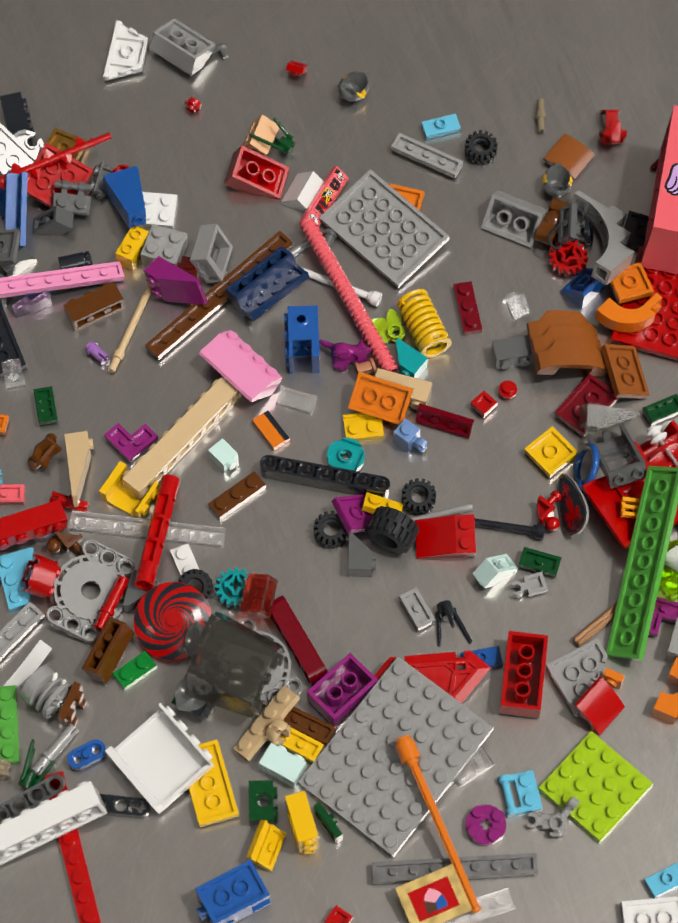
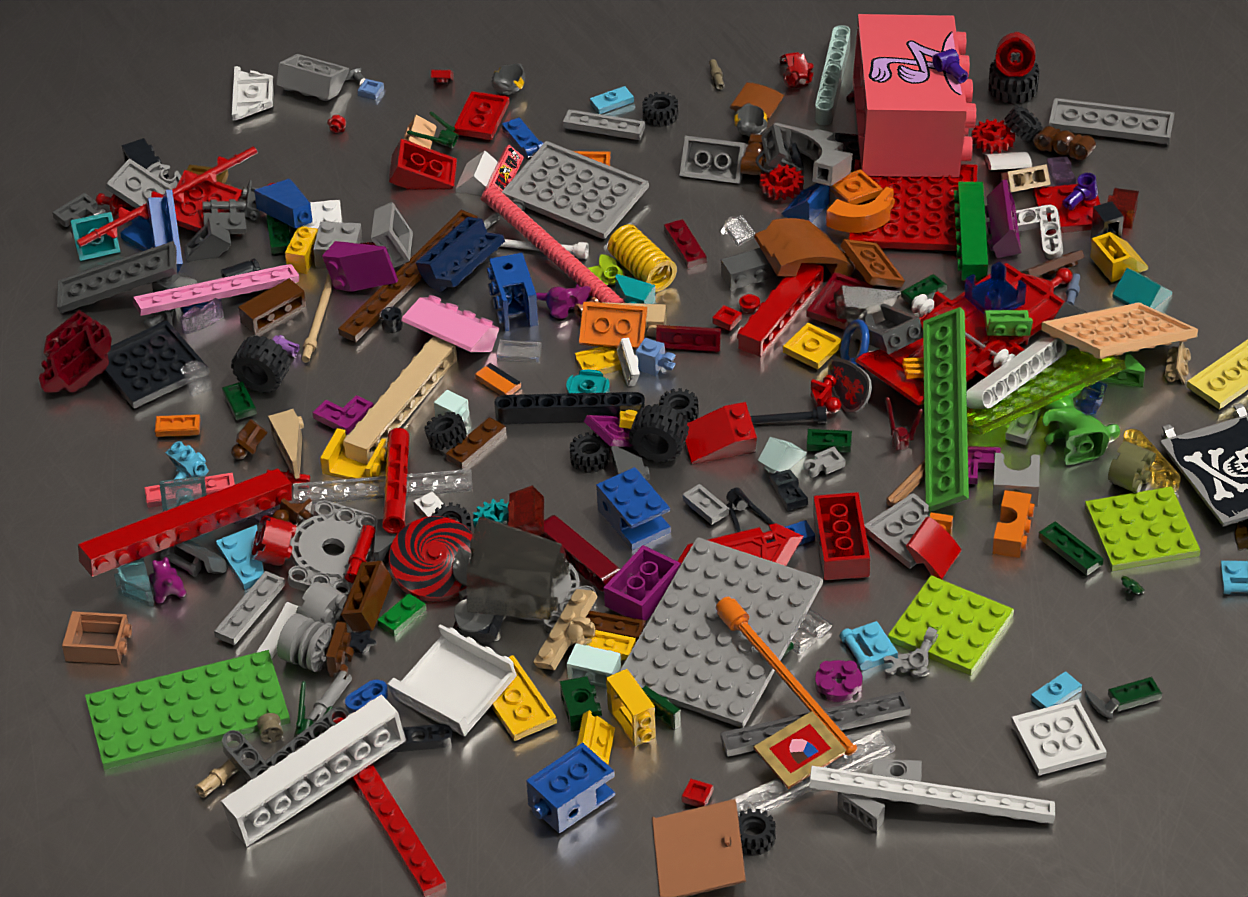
camera: 10 degrees left, 20 degrees down
(67, 655) = (323, 603): none -> light grey brick
(68, 376) = (260, 364): none -> black tyre
(94, 698) = (361, 647): none -> black plate
(116, 226) = (278, 234): none -> dark green plate
(192, 338) = (391, 319): none -> black wheel
(206, 474) = (445, 431): none -> black tyre
(231, 68) = (370, 89): none -> medium blue tile
(321, 122) = (481, 115): none -> red plate
(352, 154) = (522, 137): none -> blue plate
(353, 603) = (633, 508): none -> blue torso
(386, 438) = (628, 362): none -> white plate
(492, 607) = (788, 490): none -> black slope
(530, 406) = (779, 309): none -> red brick
(602, 571) = (900, 435): none -> dark red plant
(644, 133) = (832, 75): none -> light aqua beam

